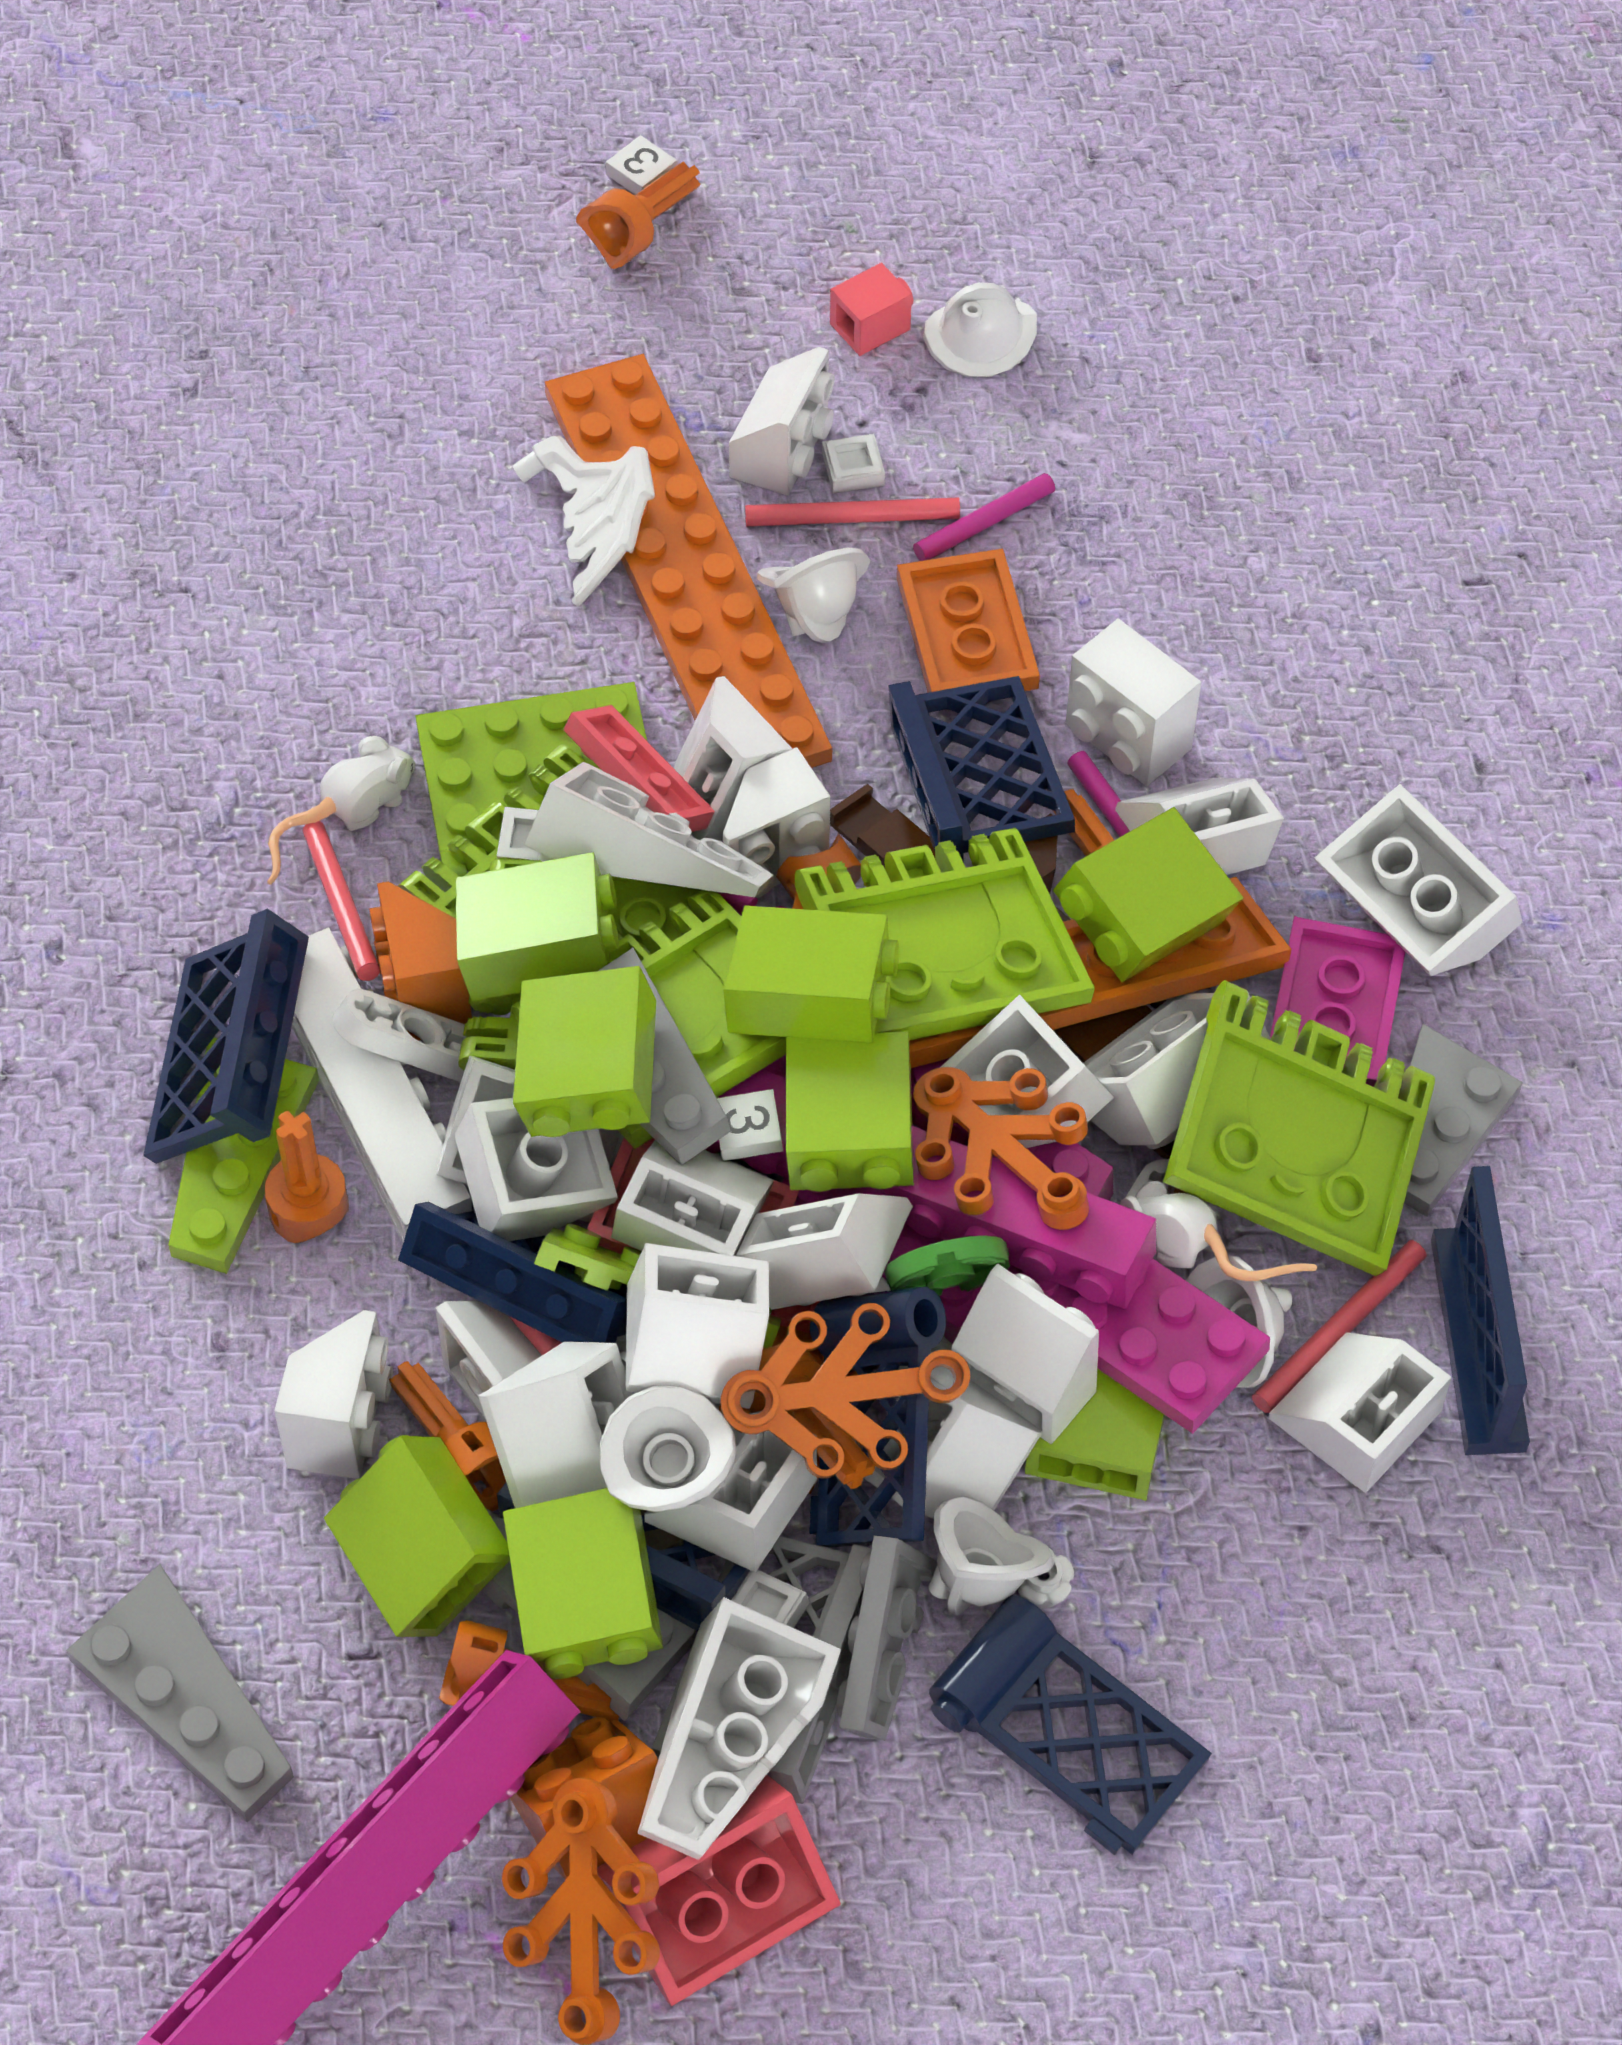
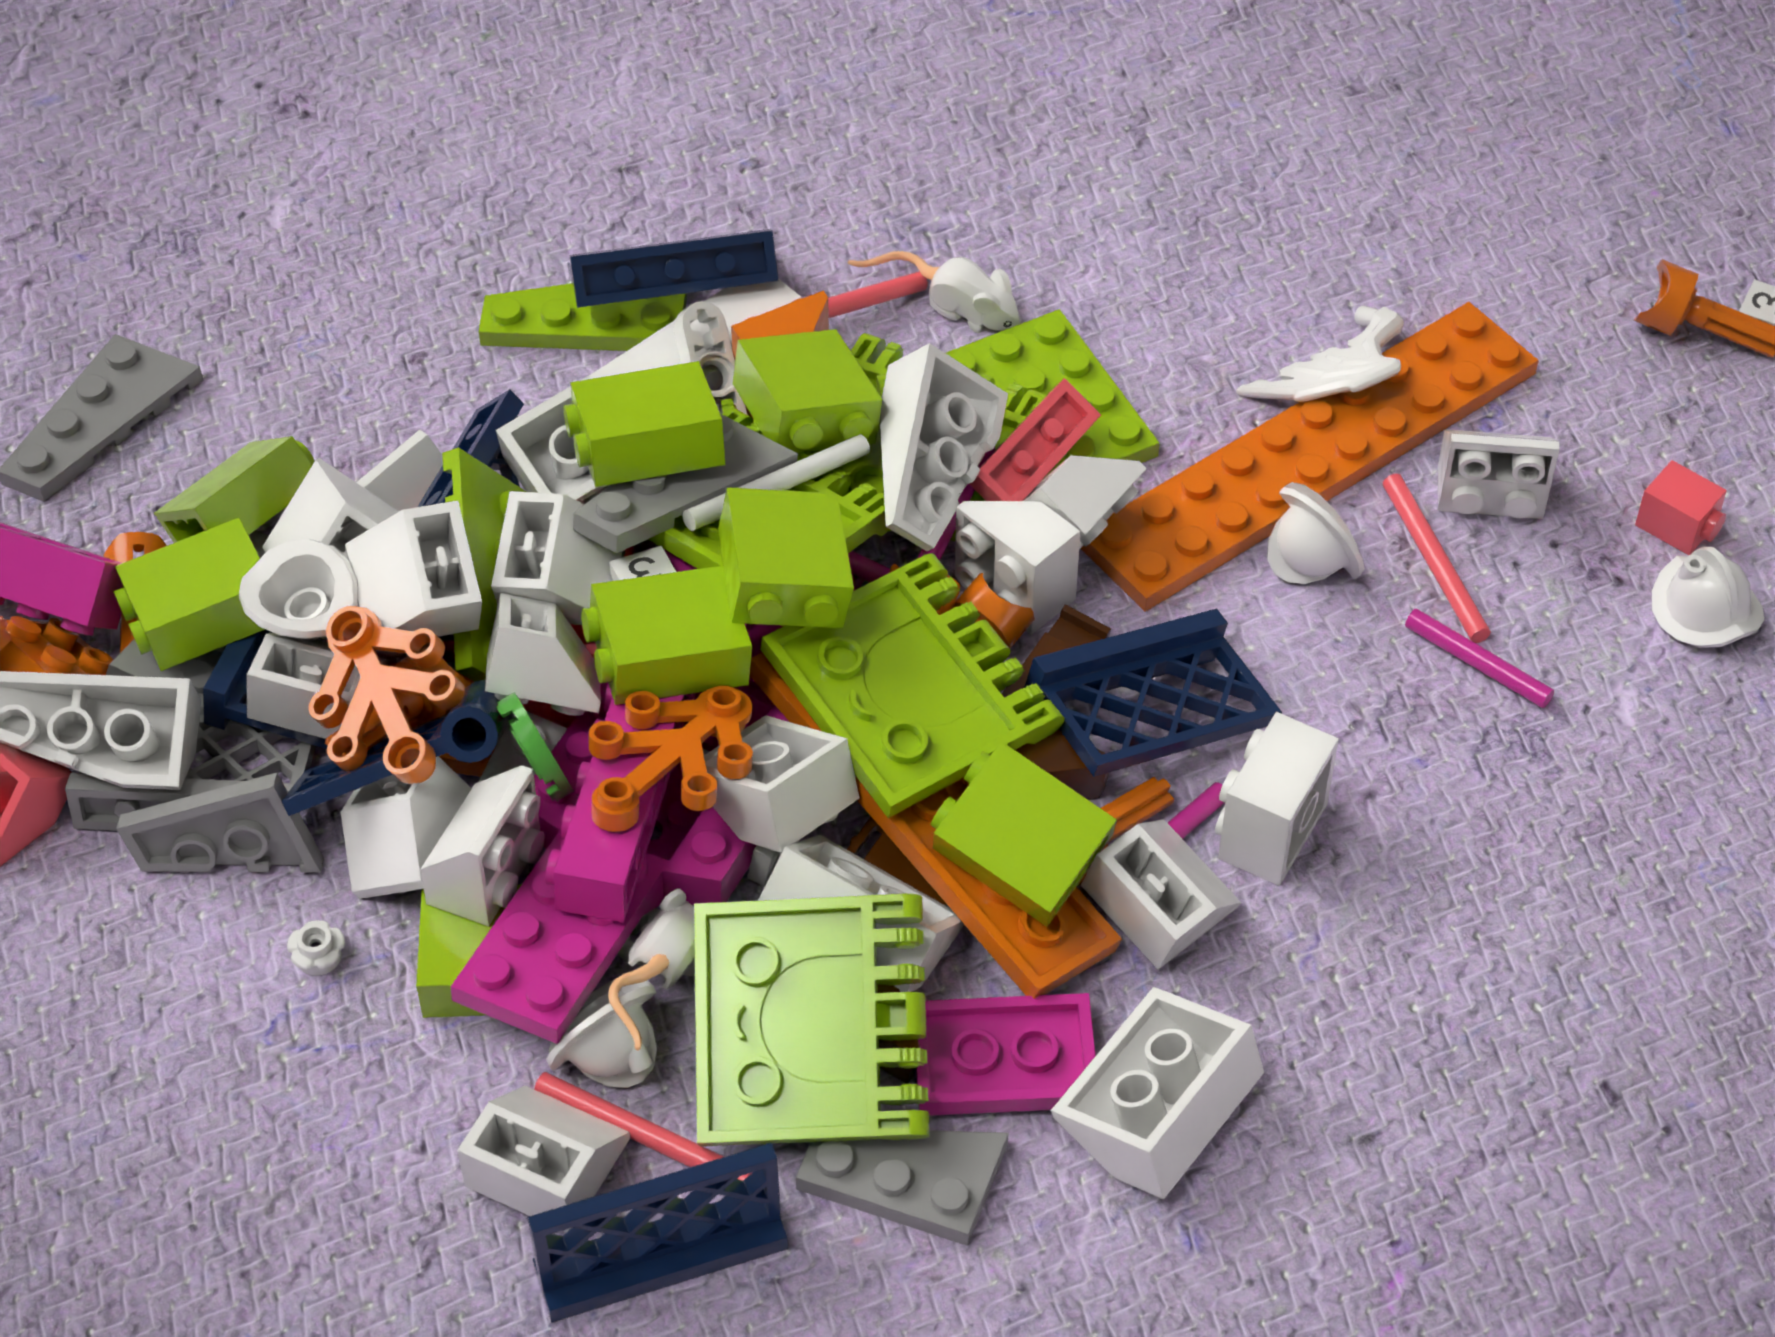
camera: 75 degrees right, 5 degrees down
(304, 1189) = (550, 354): orange piece -> none
(333, 1397) = (351, 411): white slope -> none
(664, 977) = (784, 478): none -> white bar
(772, 1598) = (229, 746): white tile -> none
(853, 463) = (1494, 545): white tile -> none
(966, 621) = (1338, 664): orange plate -> none
(981, 1556) = (310, 875): white helmet -> none
(1002, 1668) = (196, 924): dark blue piece -> none

